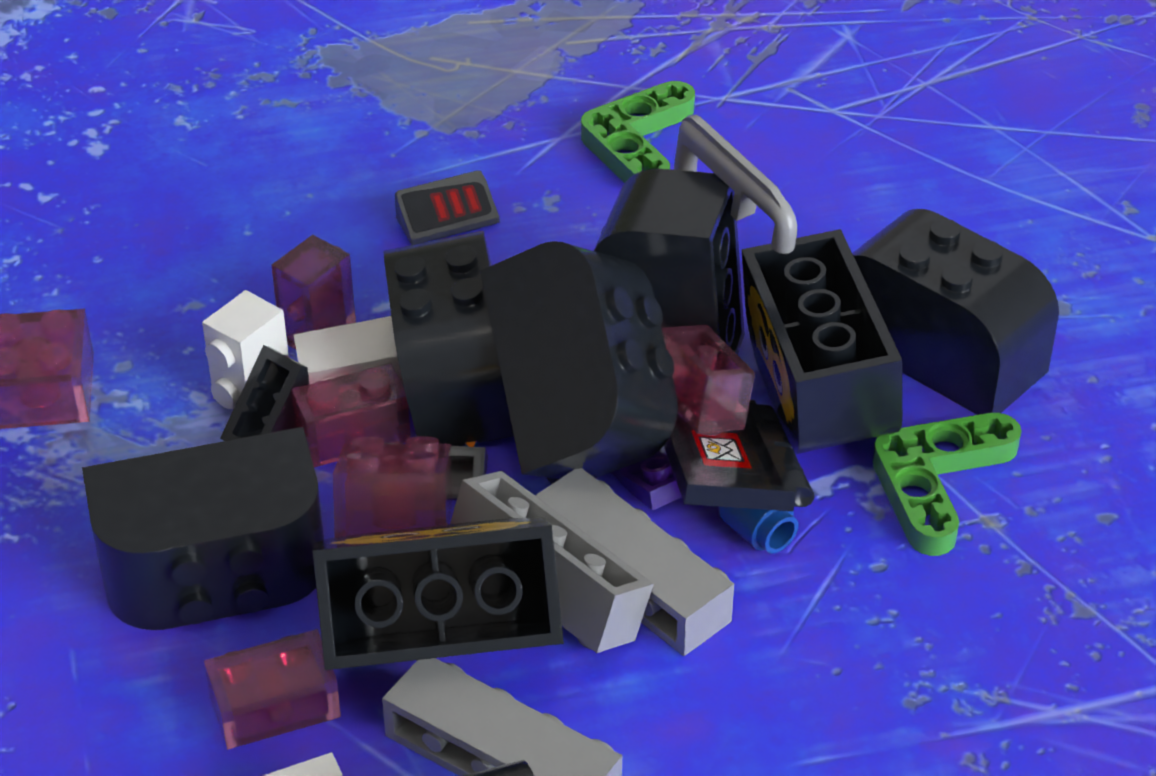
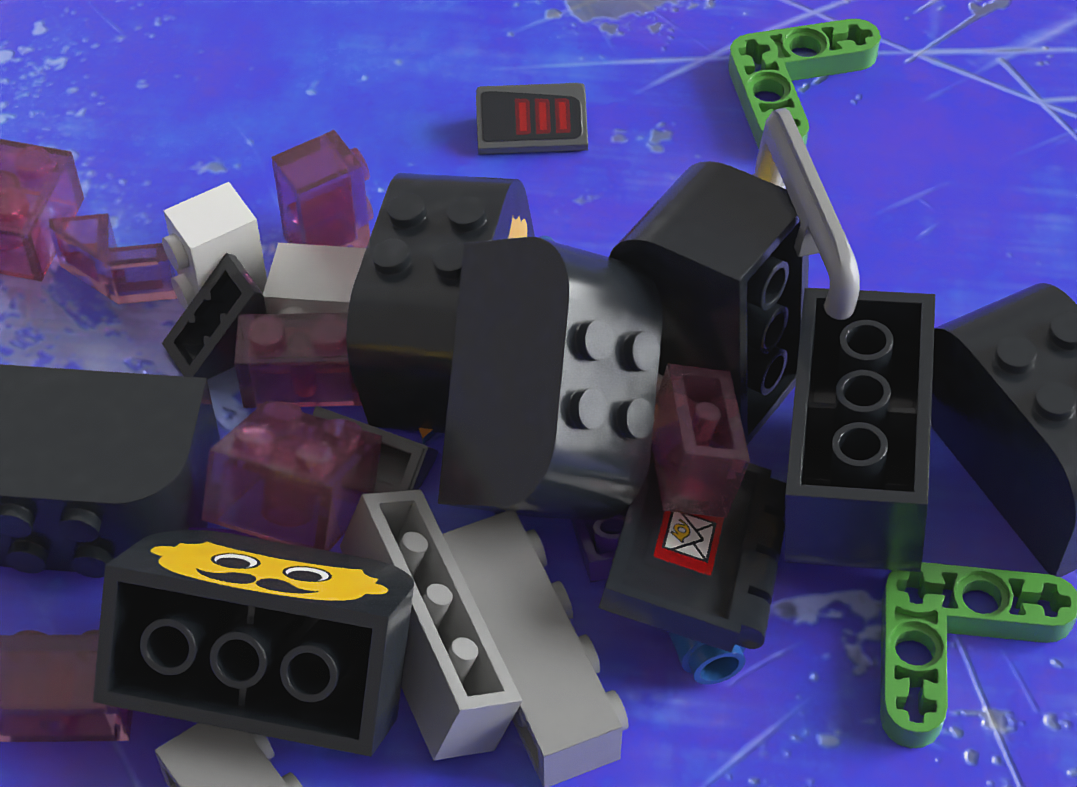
camera: 20 degrees right, 10 degrees up
(130, 387) = (122, 274): none -> clear pink slope

